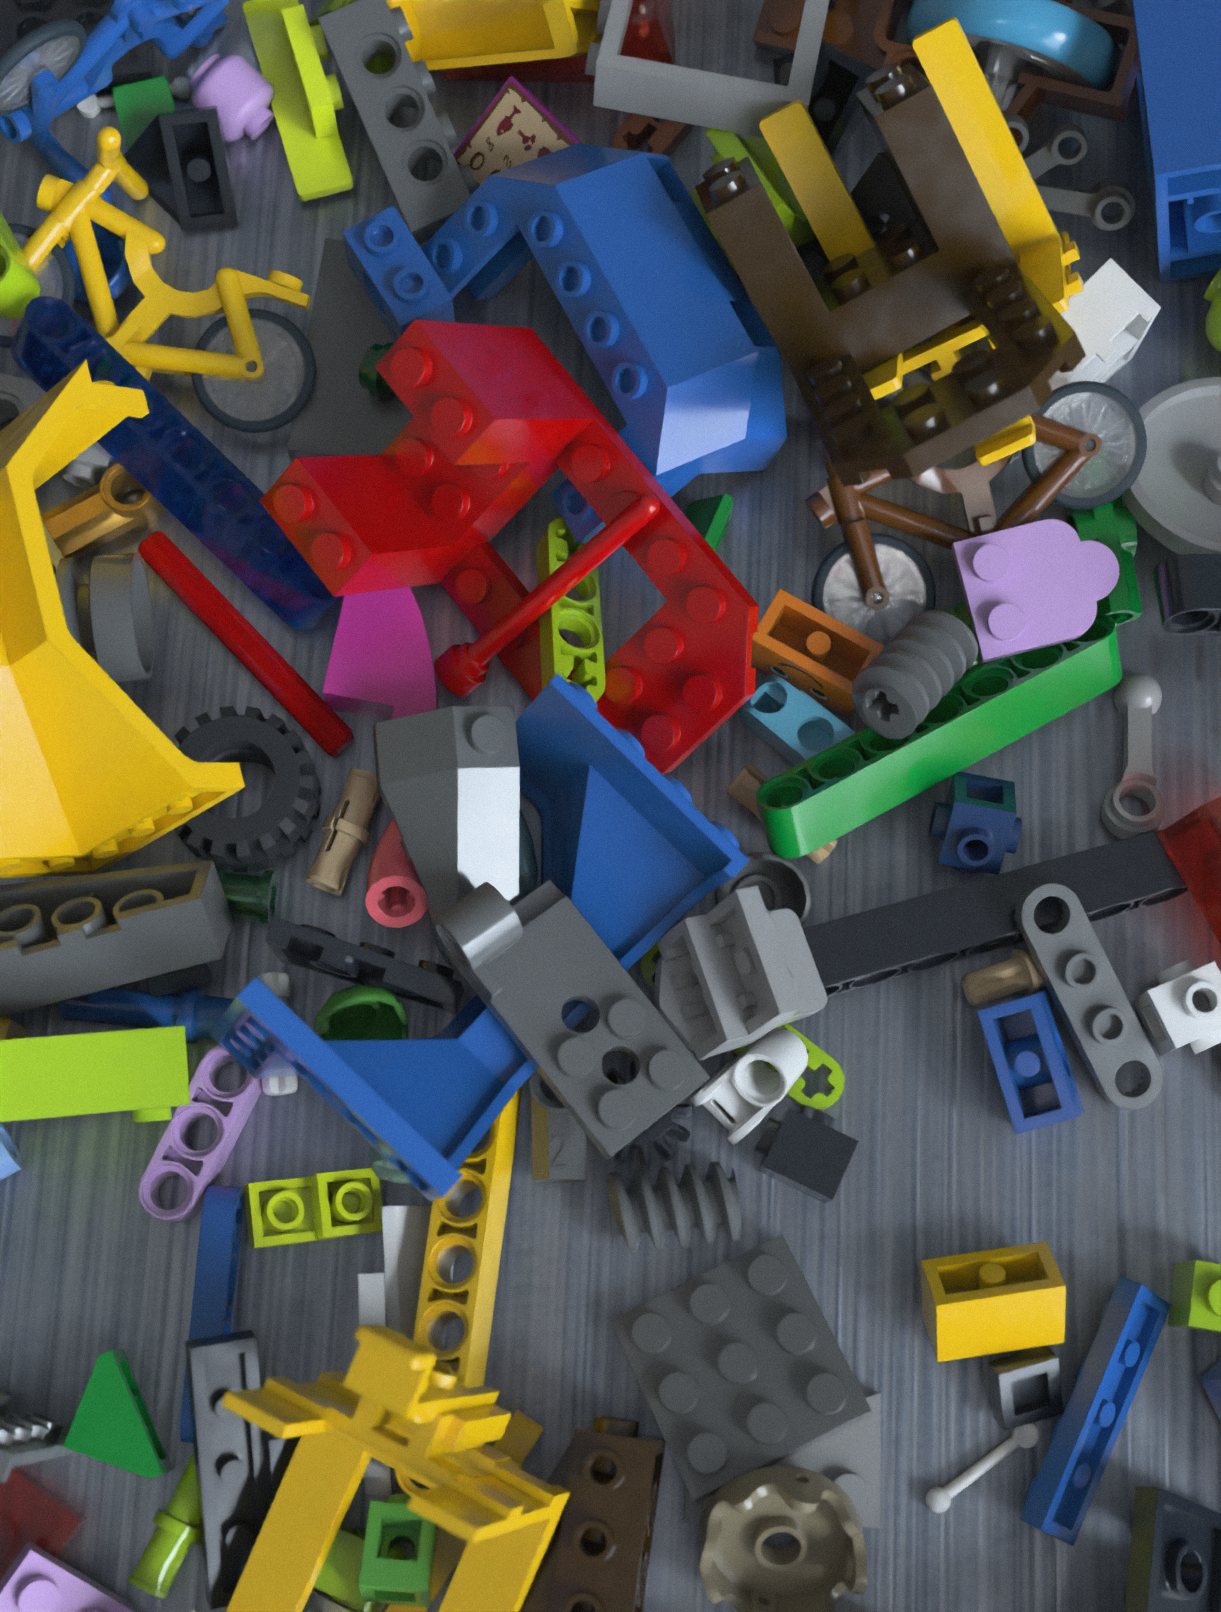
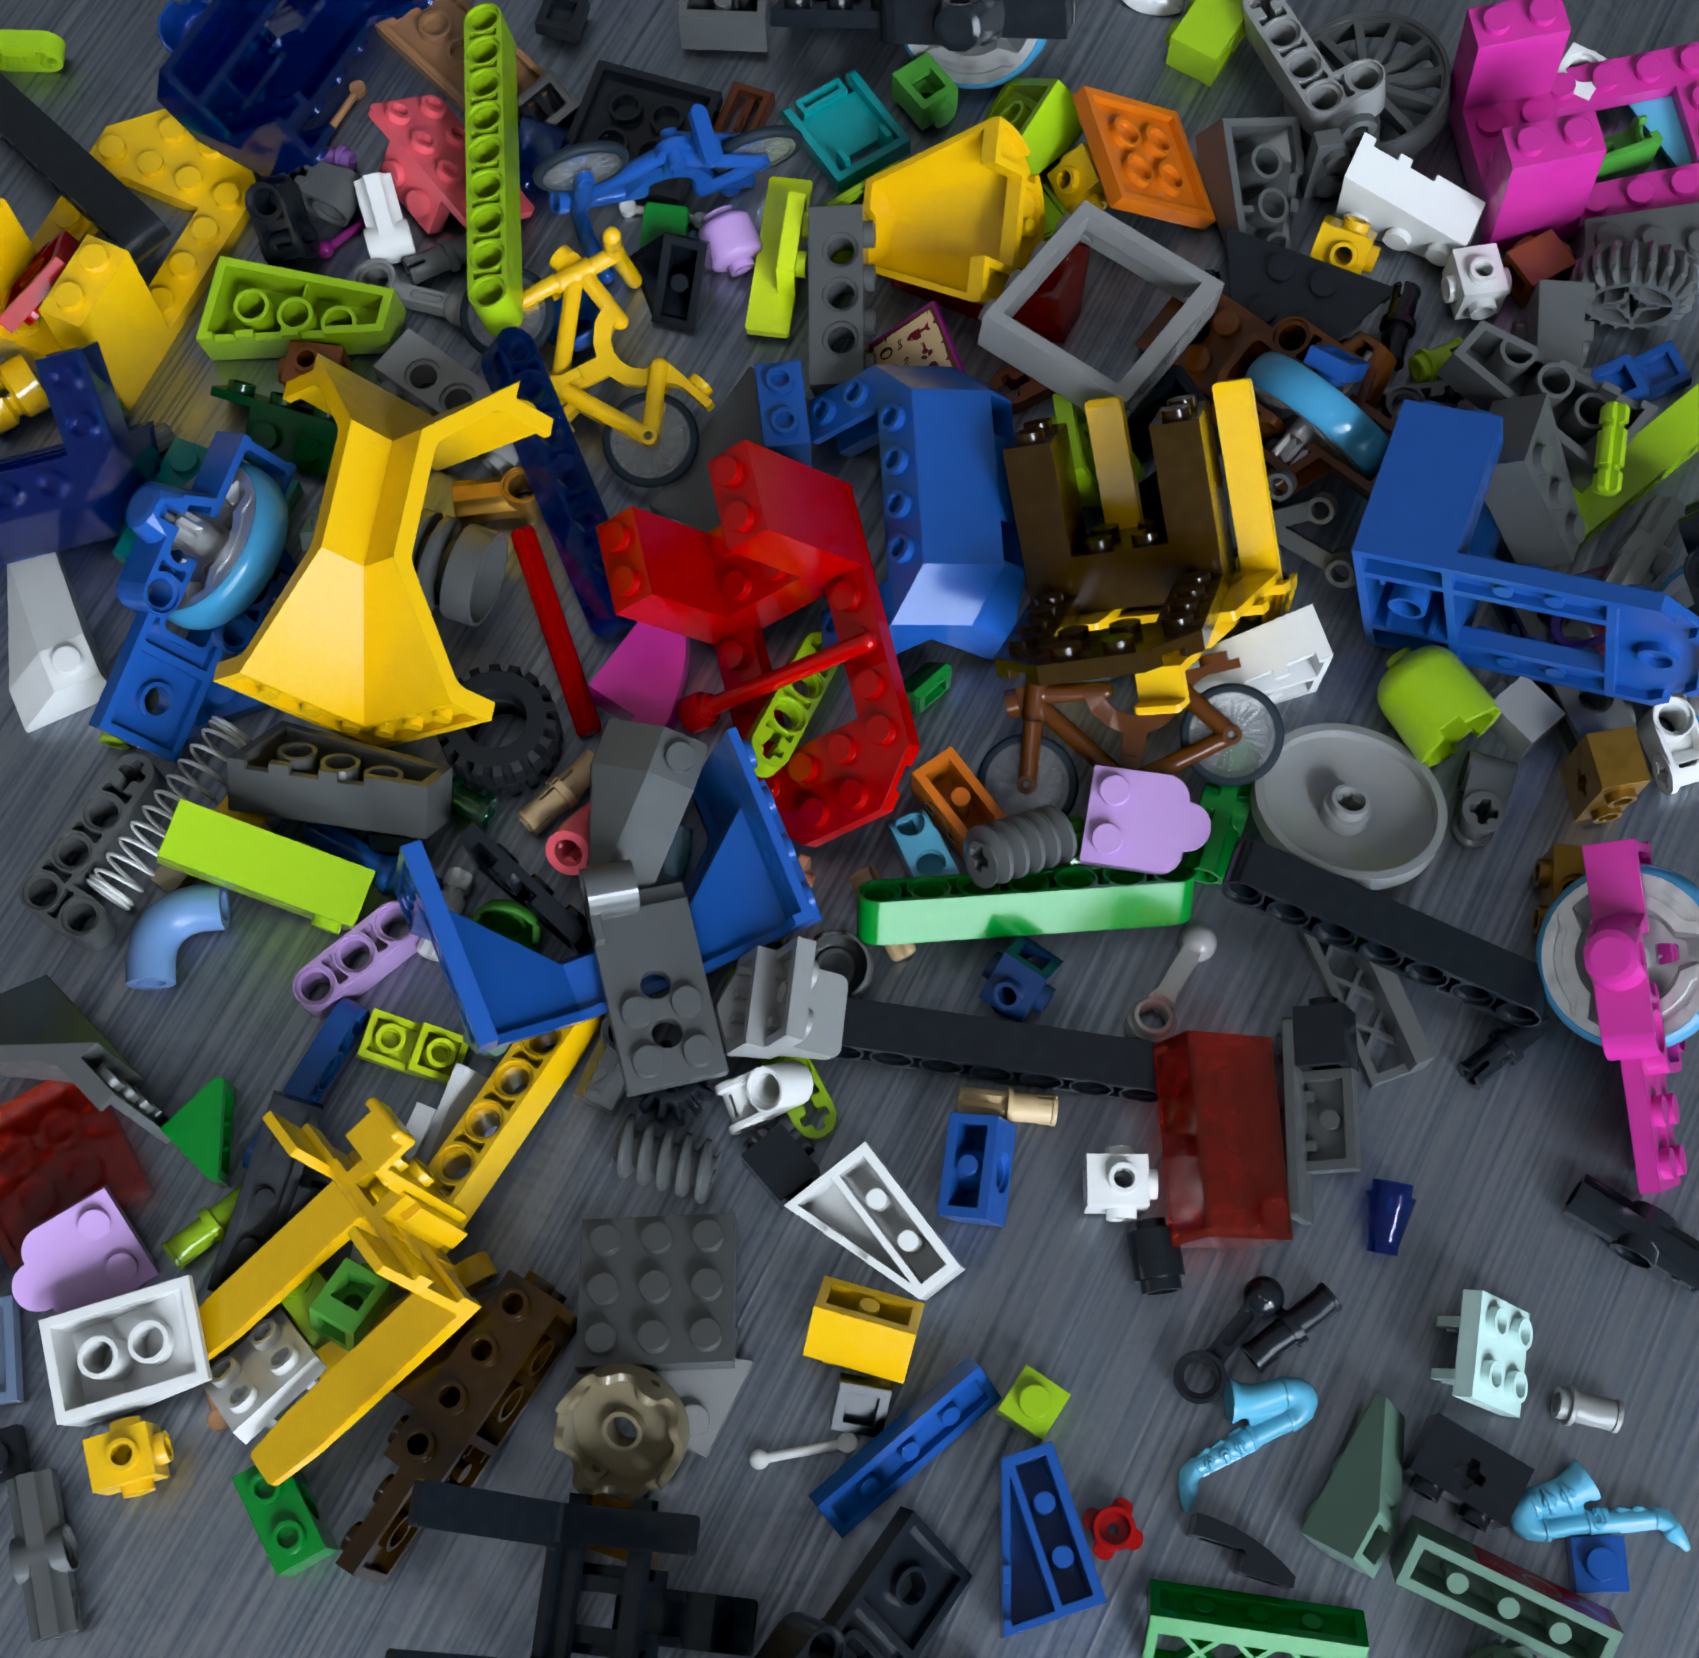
camera: 30 degrees right, 5 degrees down
(952, 1173) = (878, 1221): none -> white wedge
(1088, 995) = (1043, 1141): dark grey plate -> none

